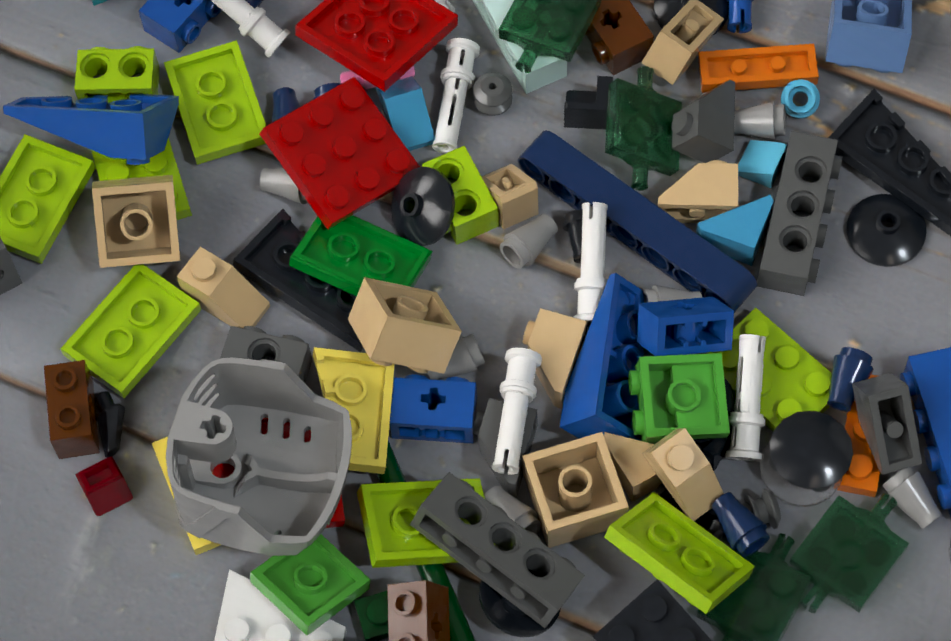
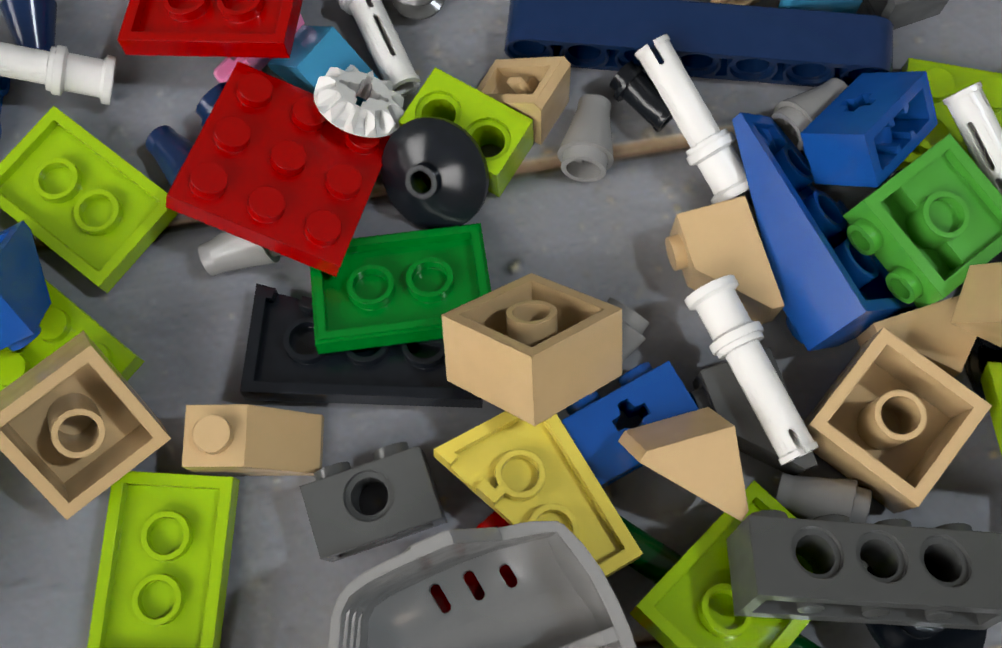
camera: 30 degrees left, 10 degrees up
(407, 153) = (337, 102): none -> white gear
(446, 432) = (695, 453): none -> tan slope

